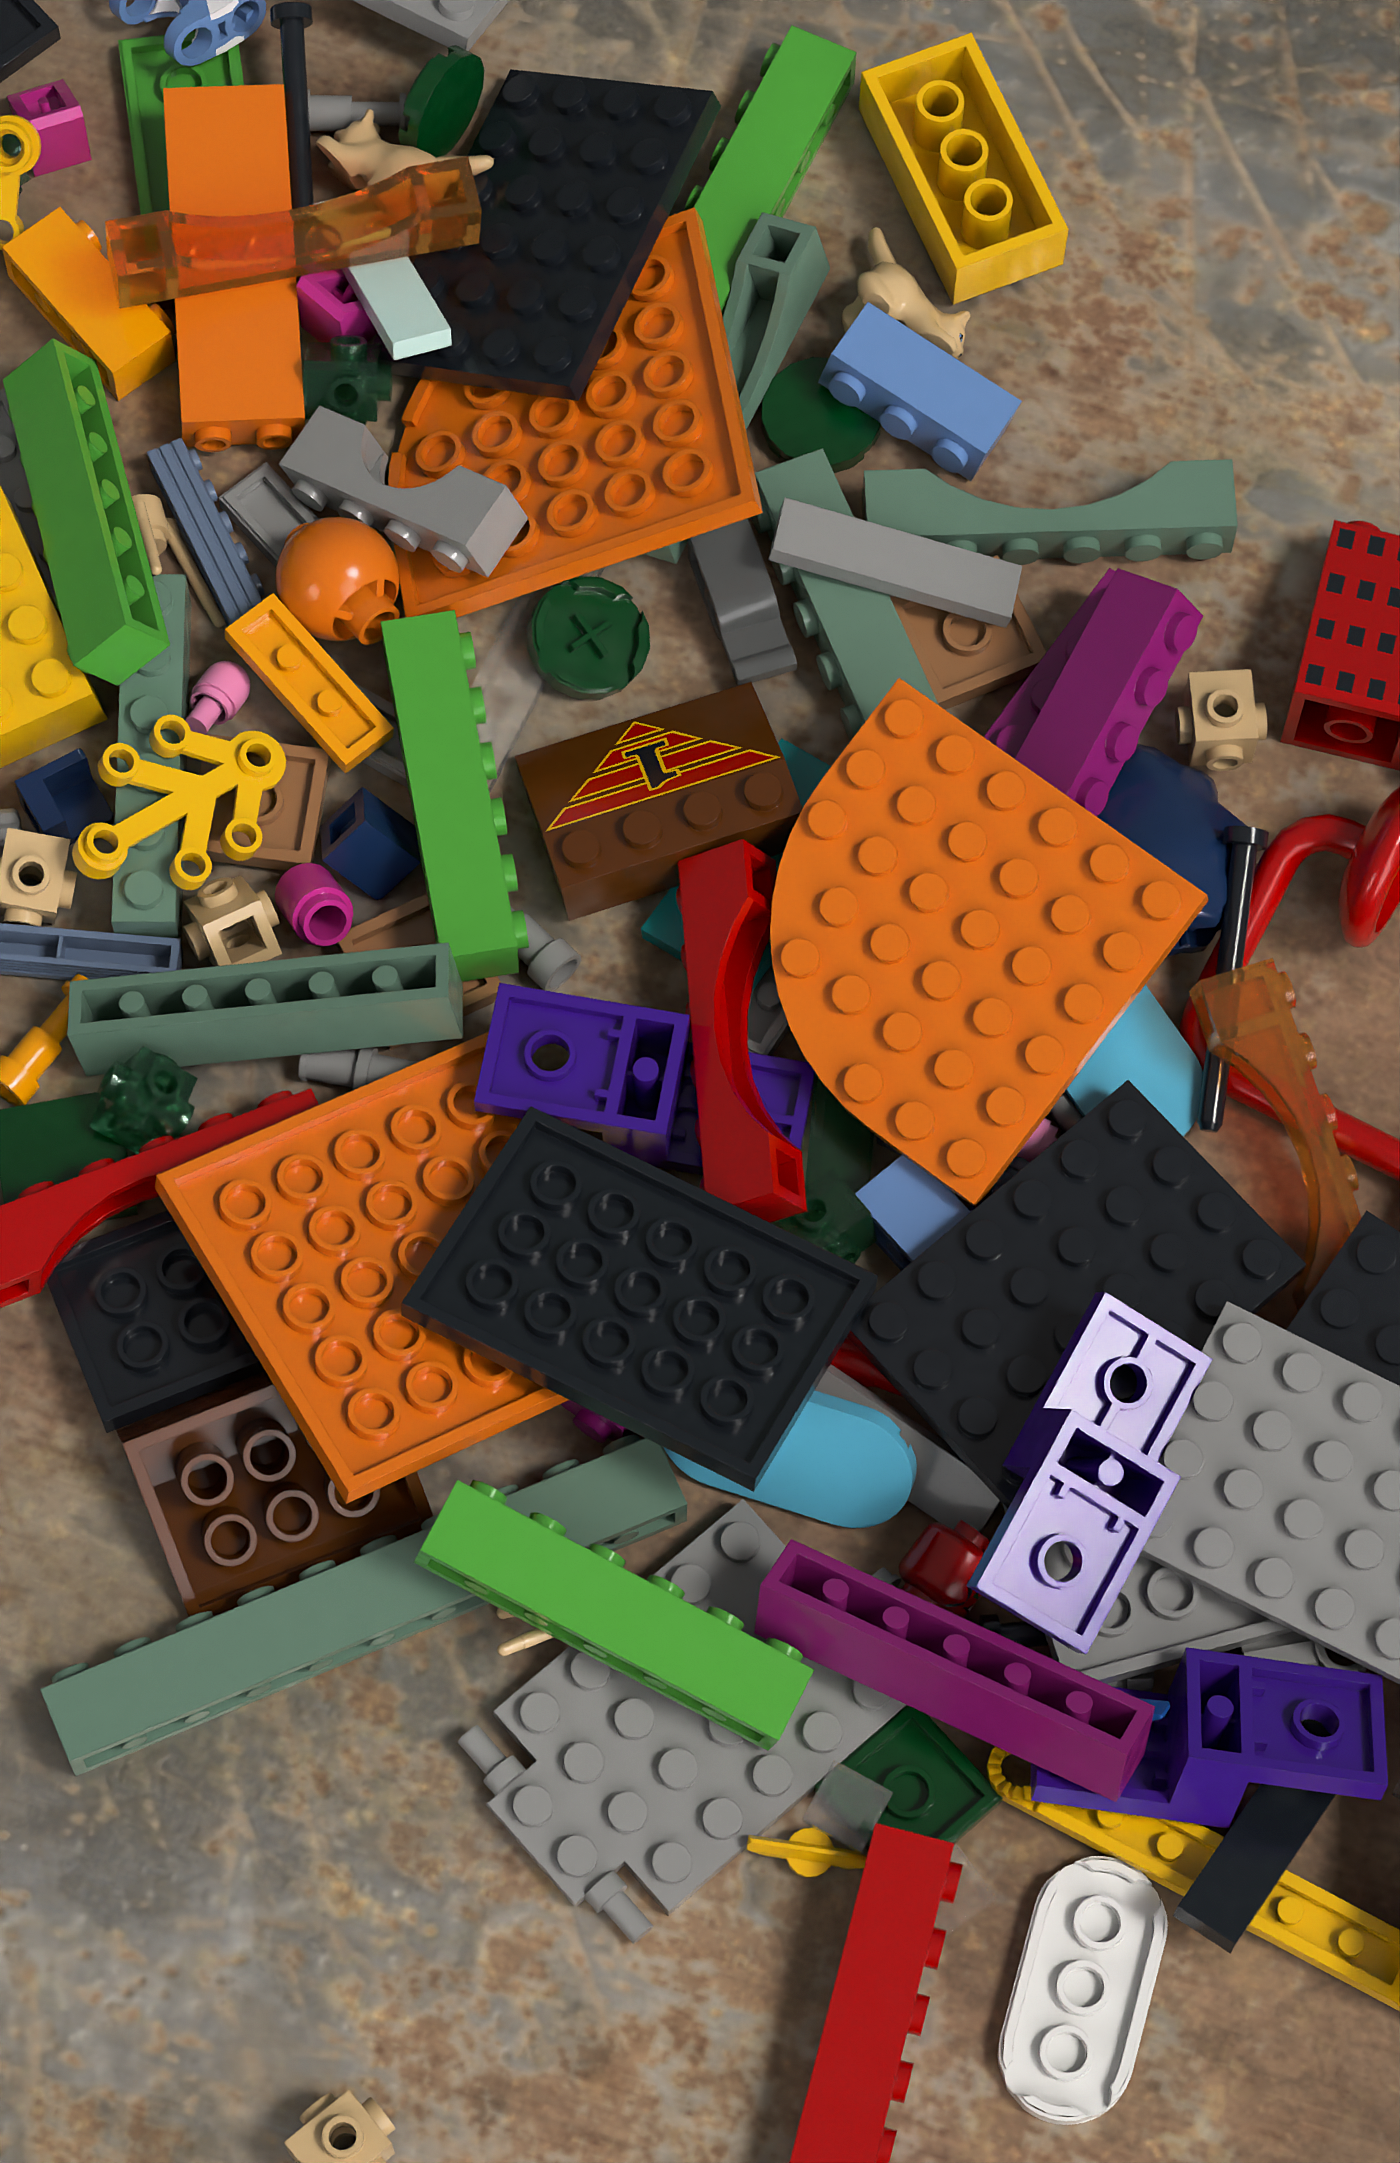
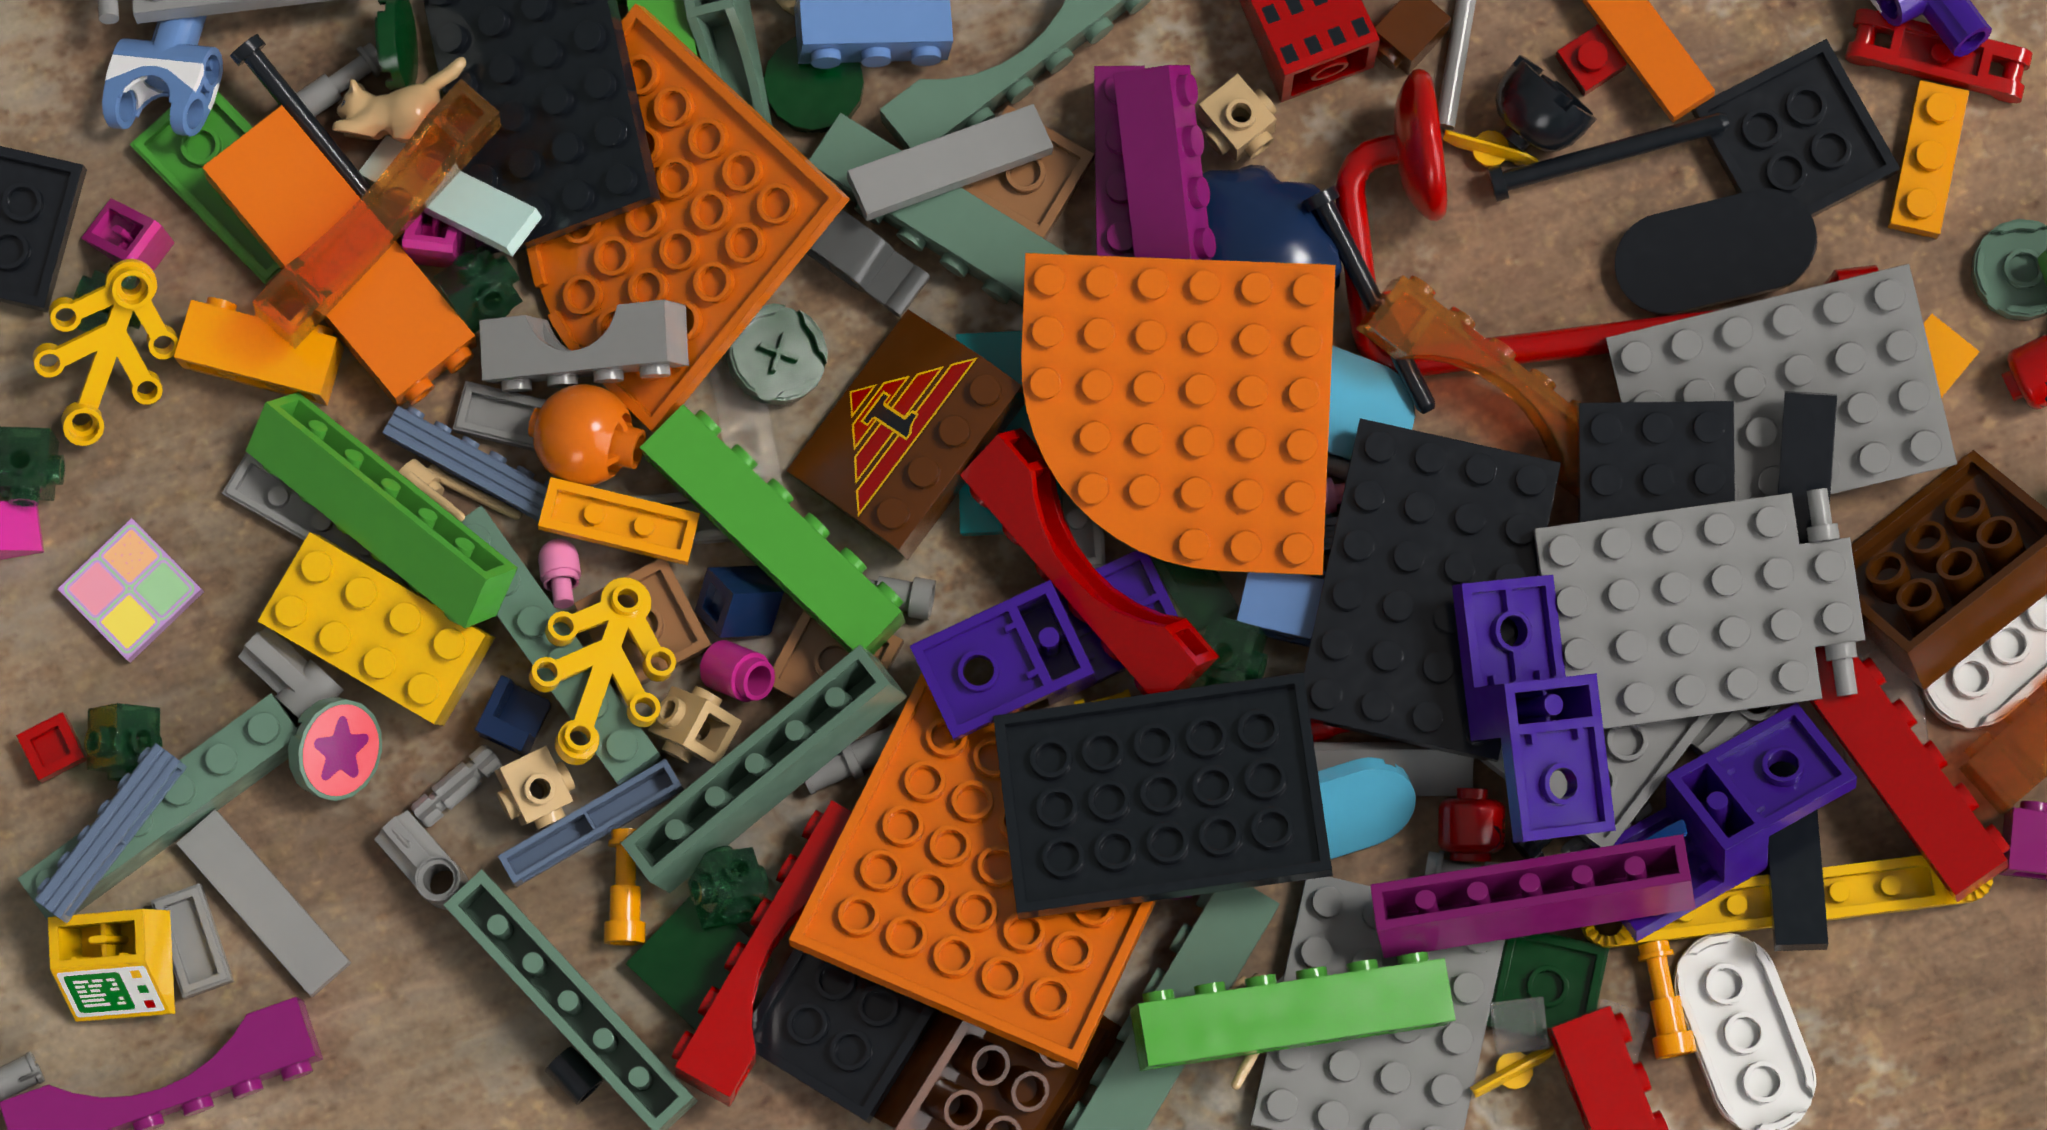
camera: 30 degrees left, 10 degrees up
(1002, 1936) = (1666, 1008): none -> light orange piece

